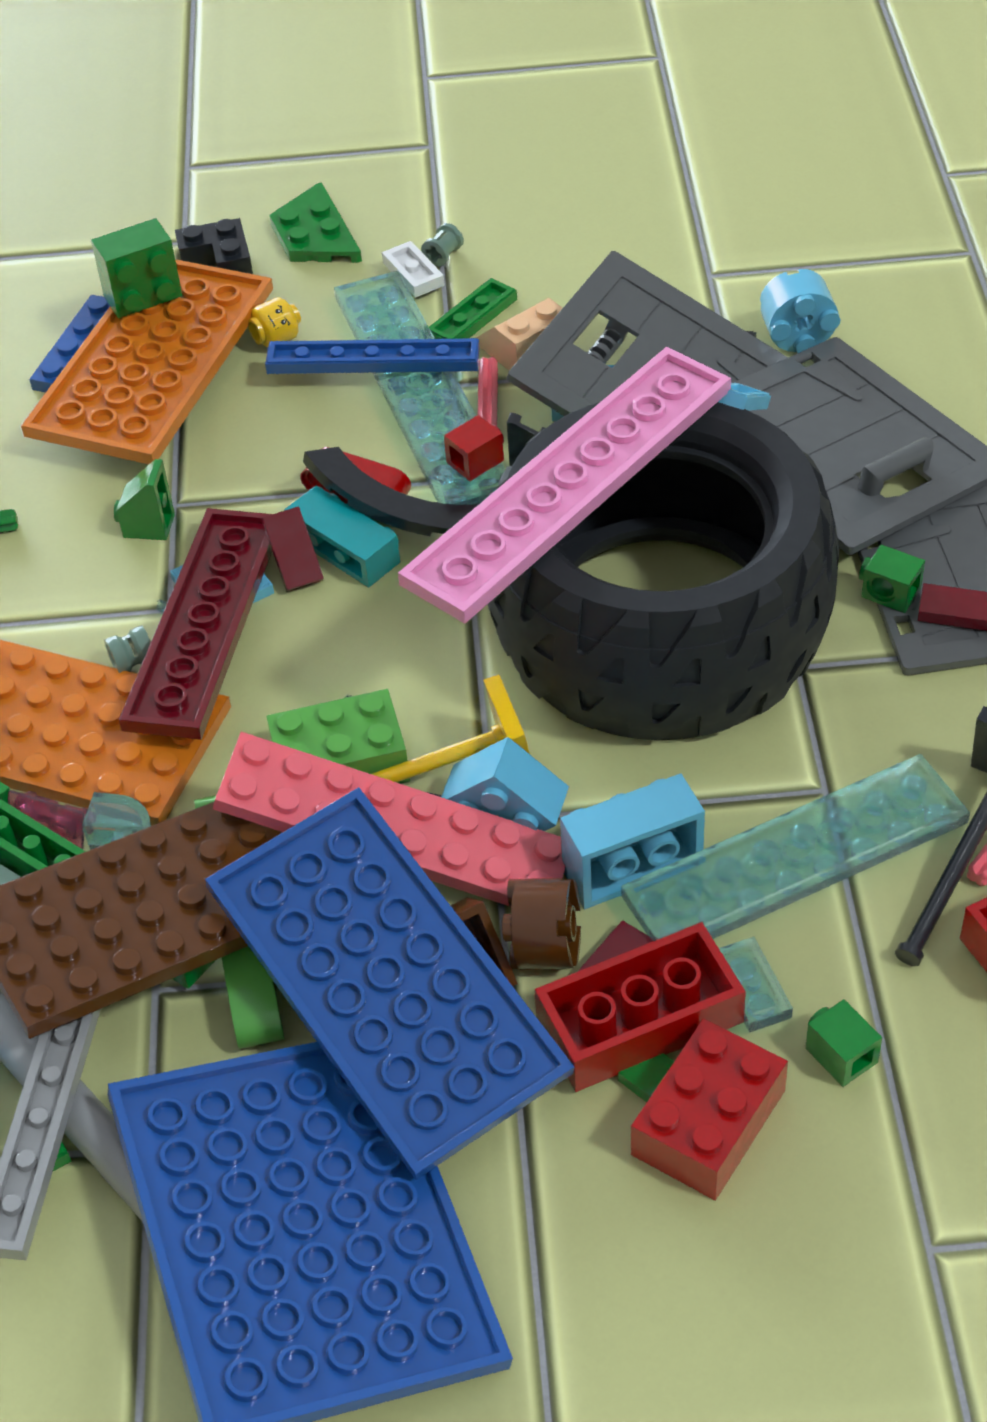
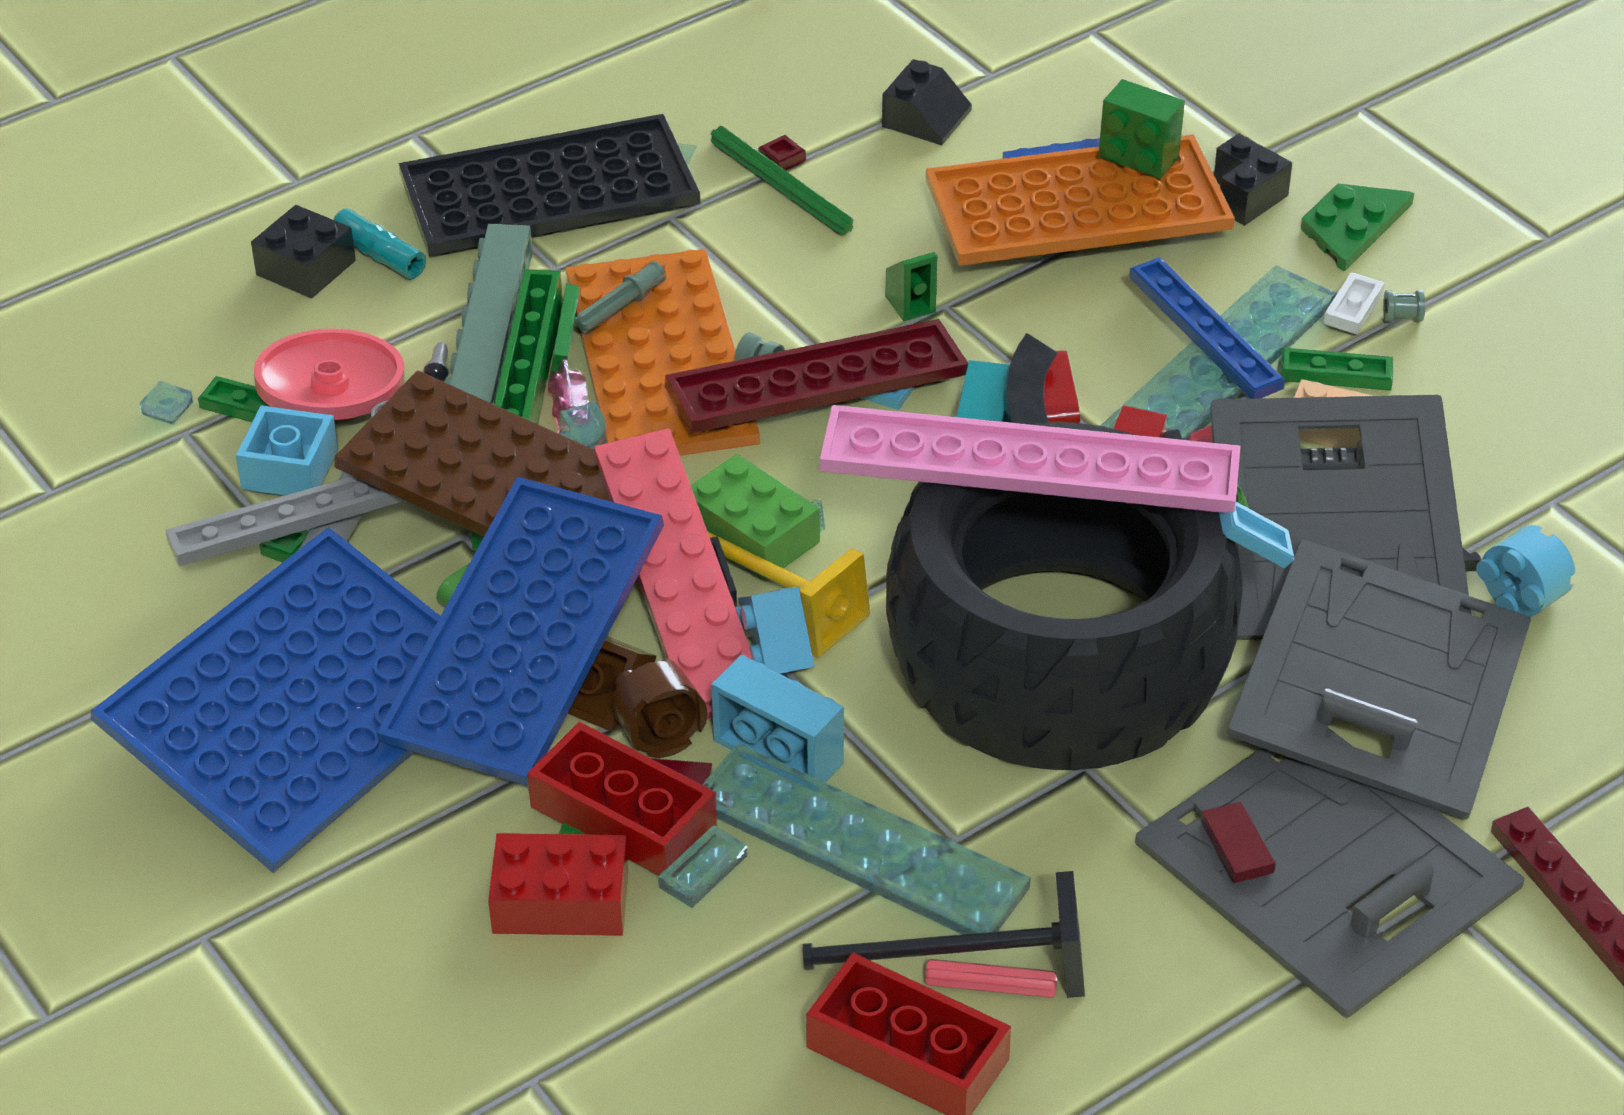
camera: 55 degrees right, 5 degrees down
(274, 321) = (1195, 251): yellow head -> none
(292, 549) = (937, 384): dark red tile -> none
(843, 1042) = (681, 943): green brick -> none
(892, 578) = (1225, 775): green brick -> none

